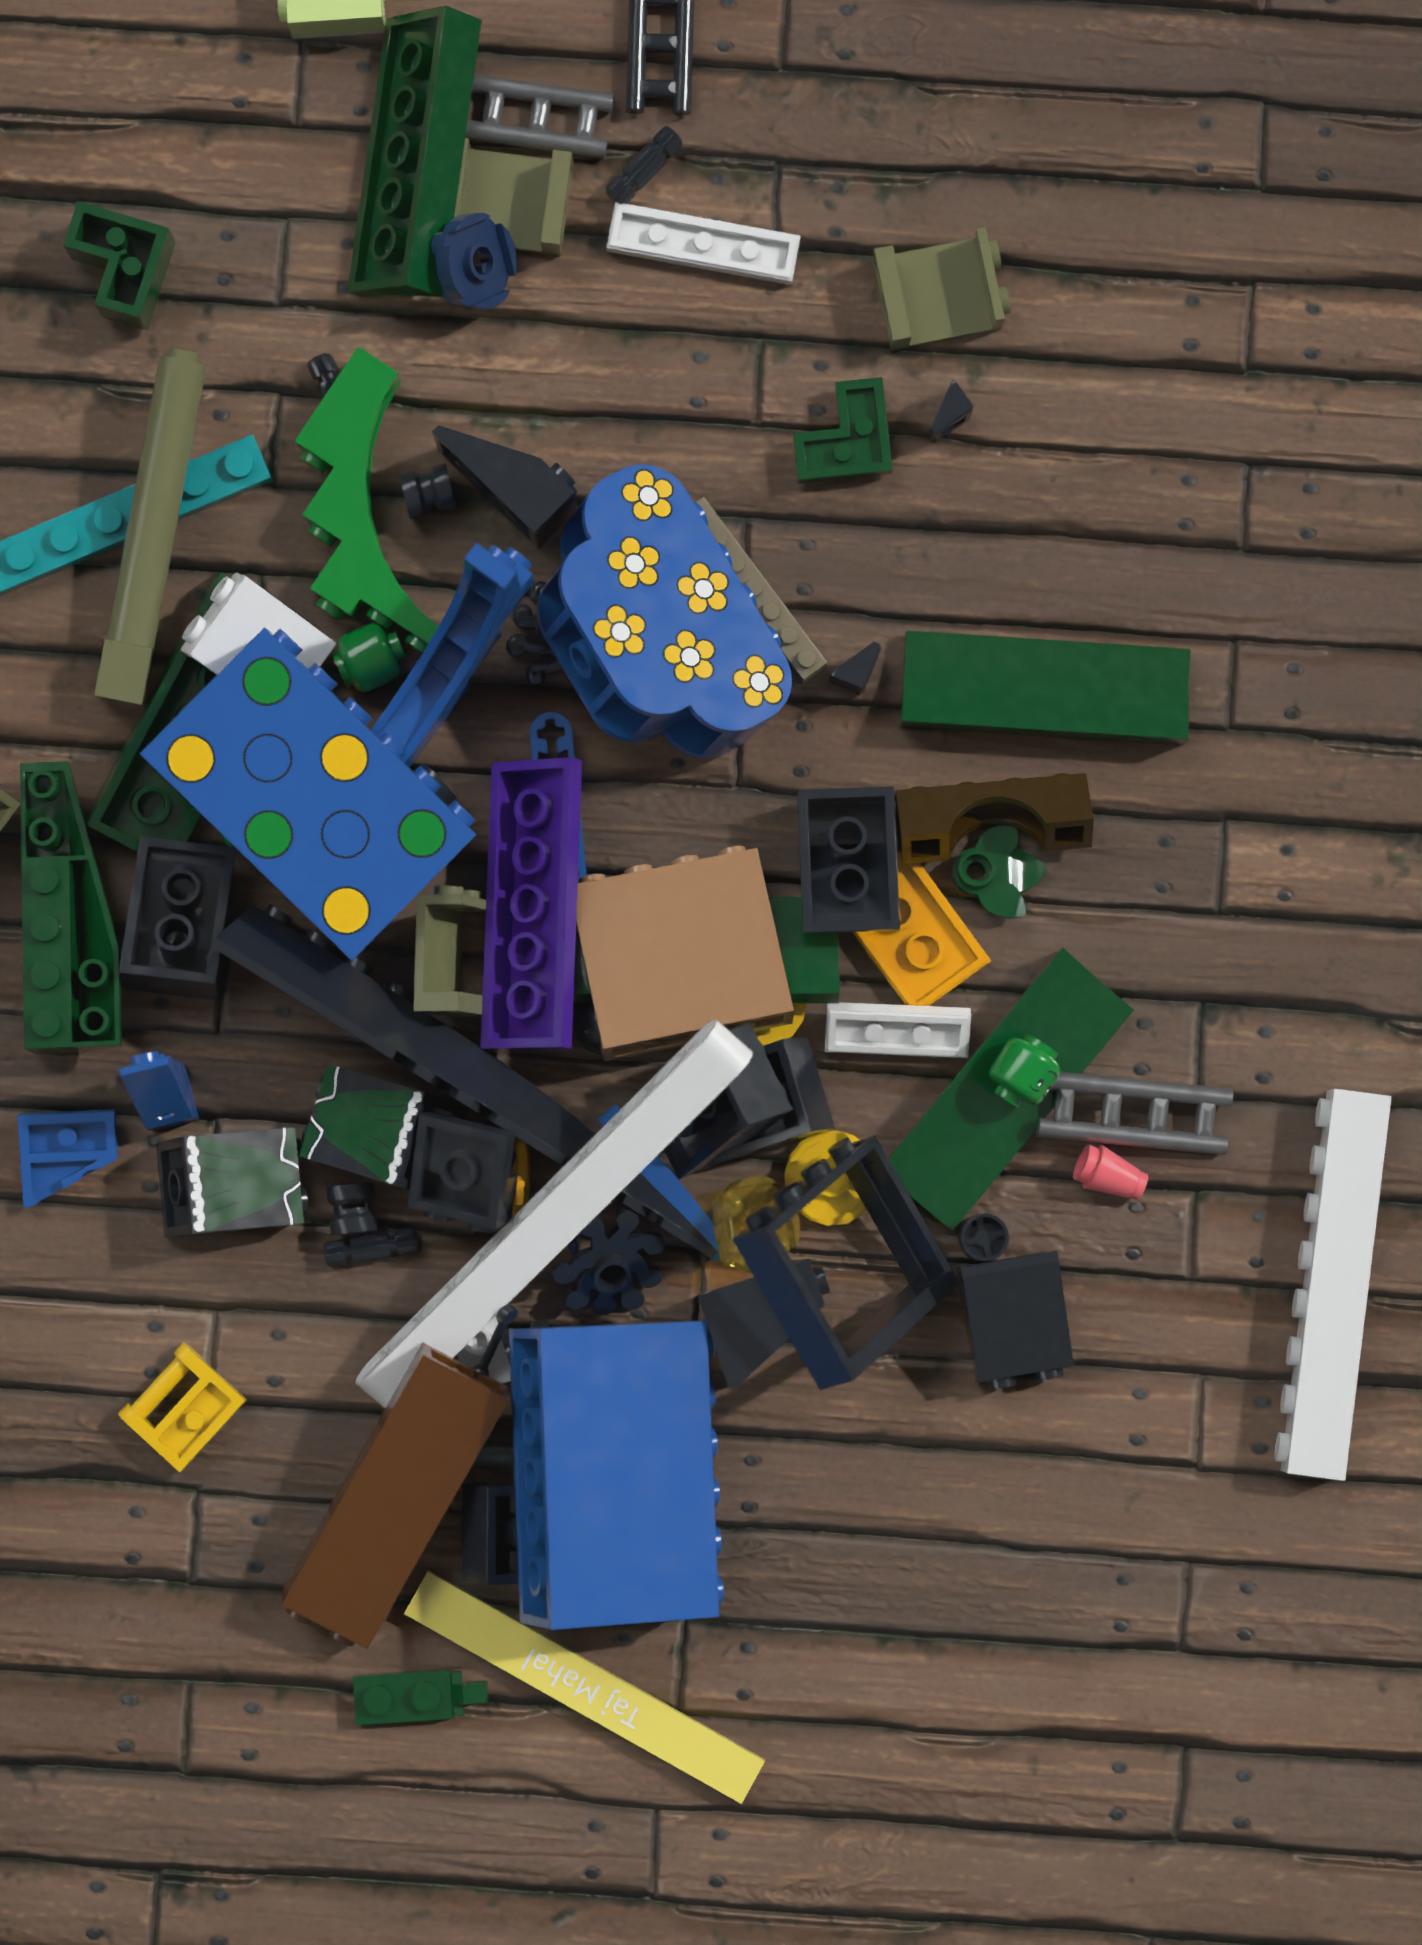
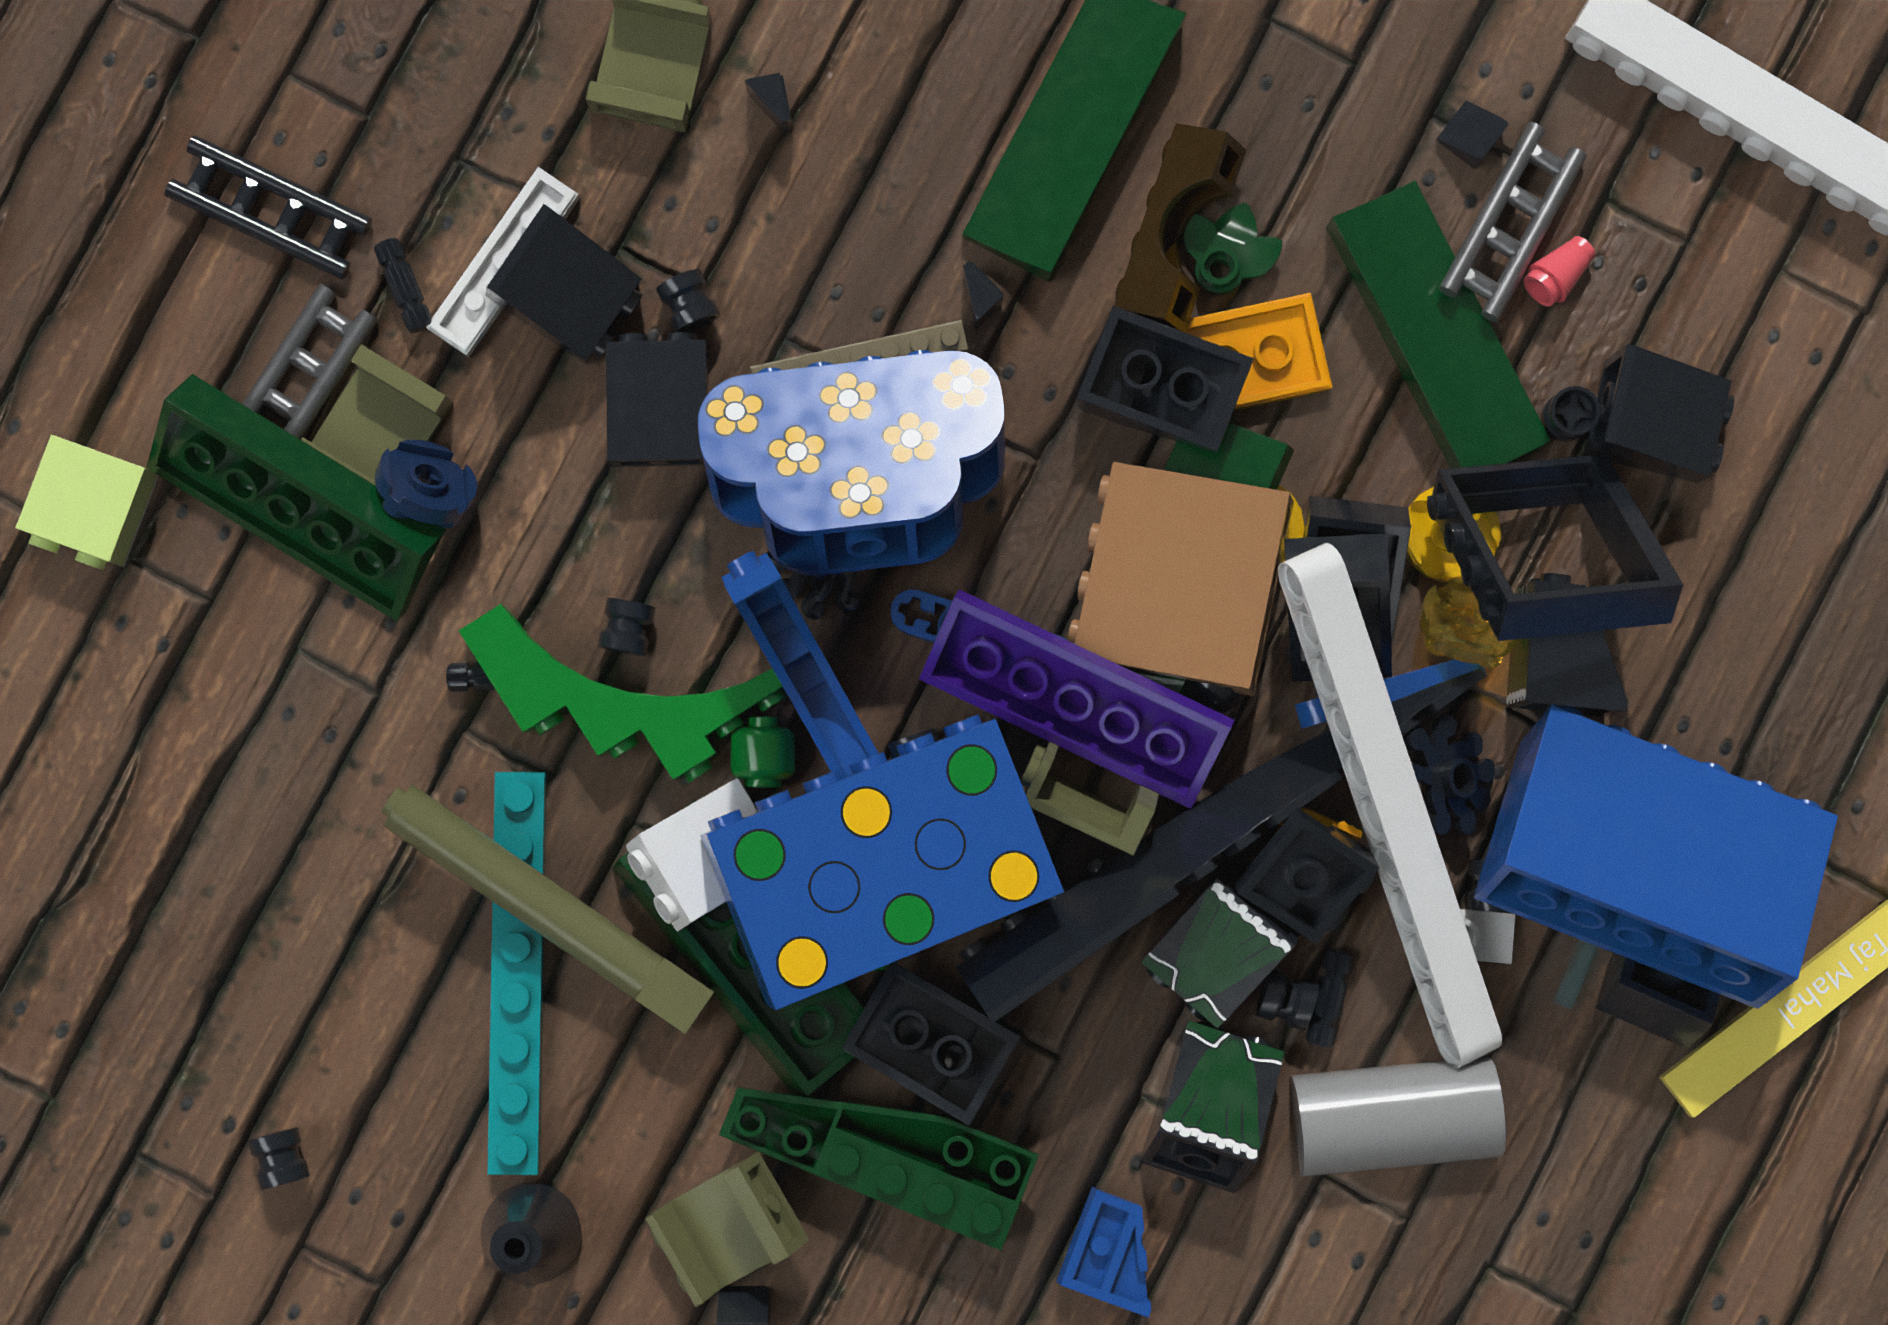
camera: 70 degrees left, 0 degrees up
(130, 253) = (268, 811): dark green brick -> none
(160, 1090) = (1098, 1134): blue slope -> none
(193, 1418) = (1422, 1239): yellow plate -> none
(291, 1349) = (1397, 1116): none -> light grey brick
(394, 1497) = (1586, 1077): reddish brown brick -> none
(414, 1696) = (1774, 1140): dark green hinge -> none
(506, 1316) = (1497, 944): black hinge -> none
(515, 483) = (659, 539): black slope -> none
(639, 424) = (655, 400): none -> black panel
(700, 304) = (564, 286): none -> black slope
(737, 418) = (688, 301): none -> black wheel
(858, 445) = (764, 199): dark green plate -> none
(897, 1030) = (1339, 408): white tile -> none
(1024, 1071) = (1436, 302): green head -> none
(1200, 1043) = (1472, 133): none -> black slope

